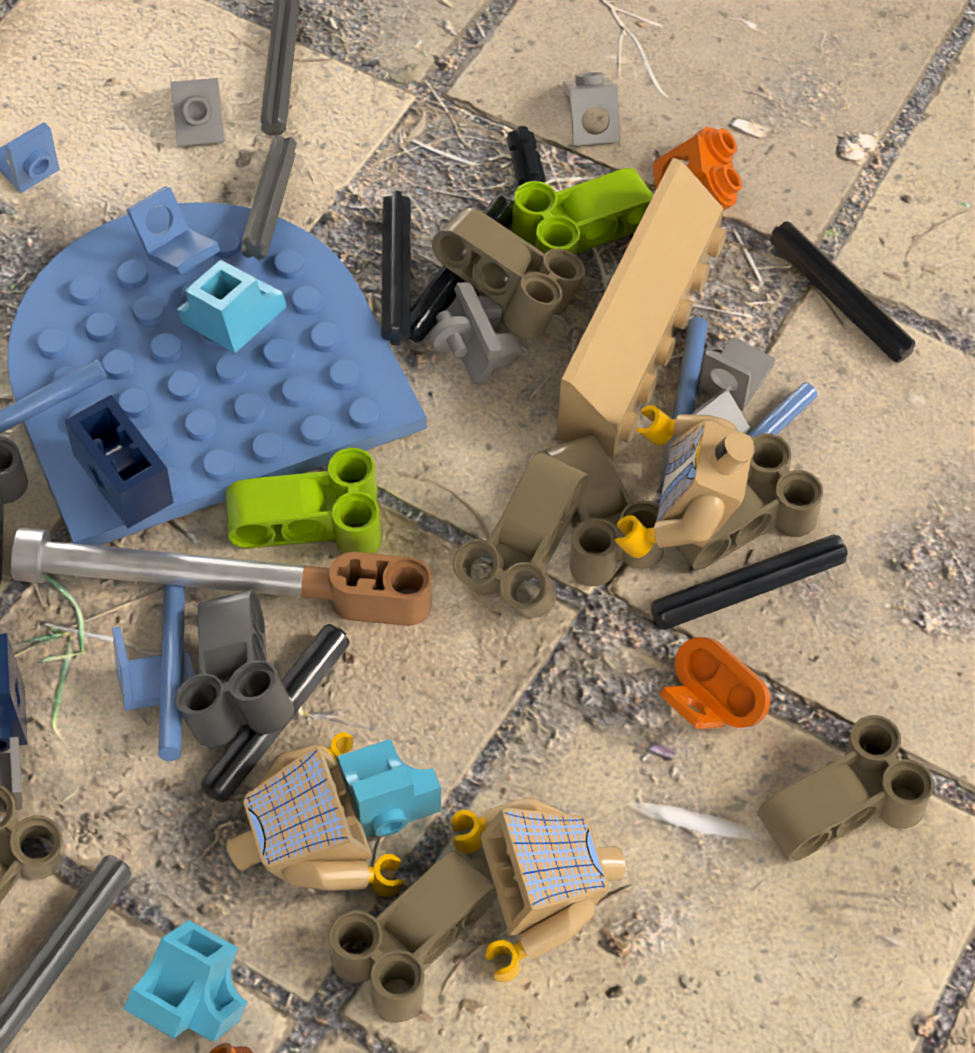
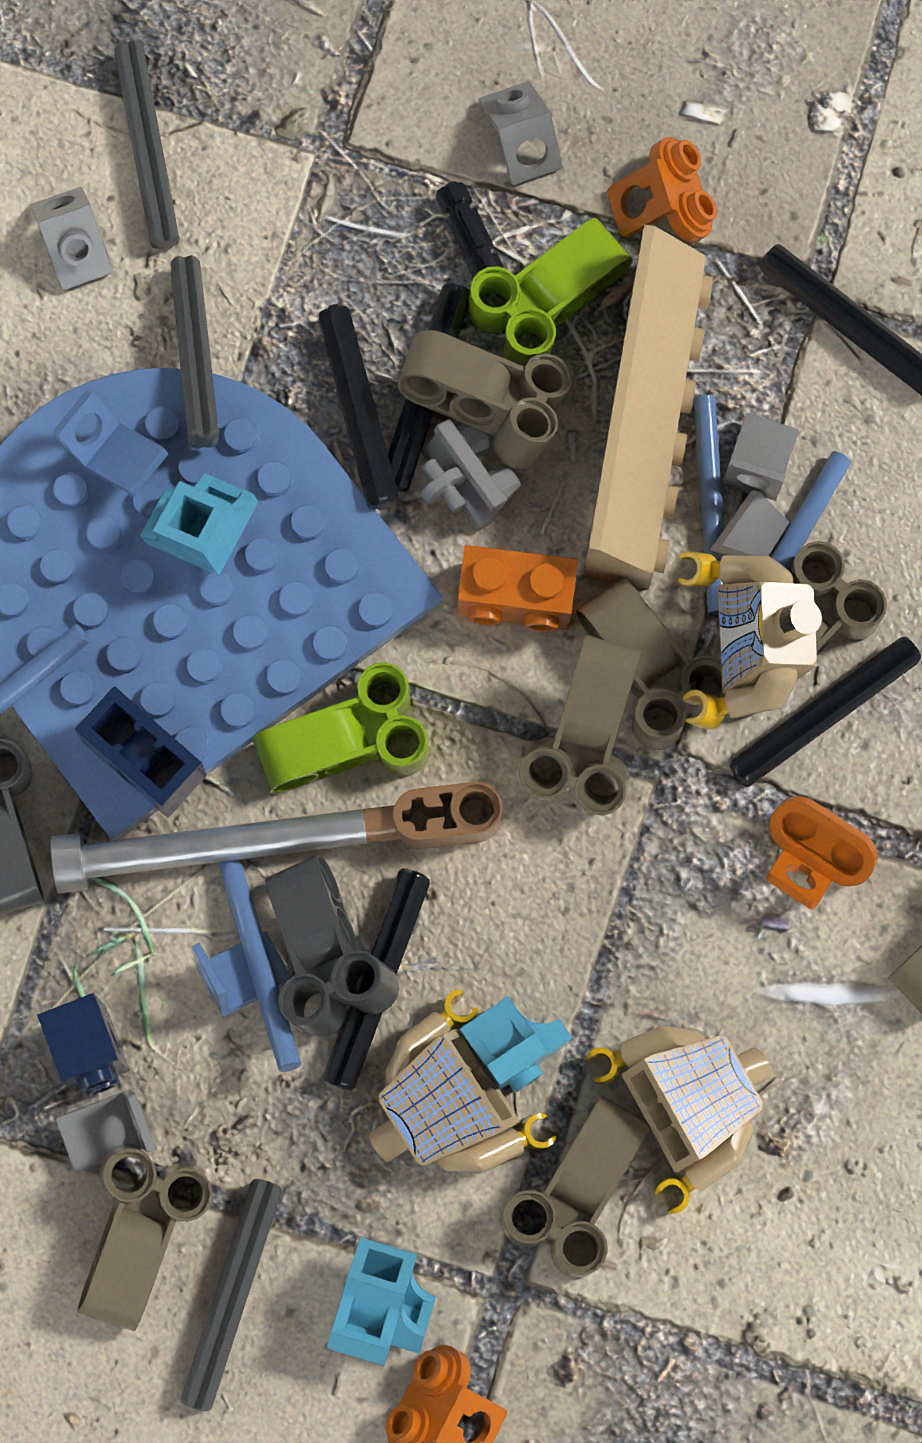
camera: 15 degrees left, 20 degrees up
(493, 422) = (516, 588): none -> orange brick

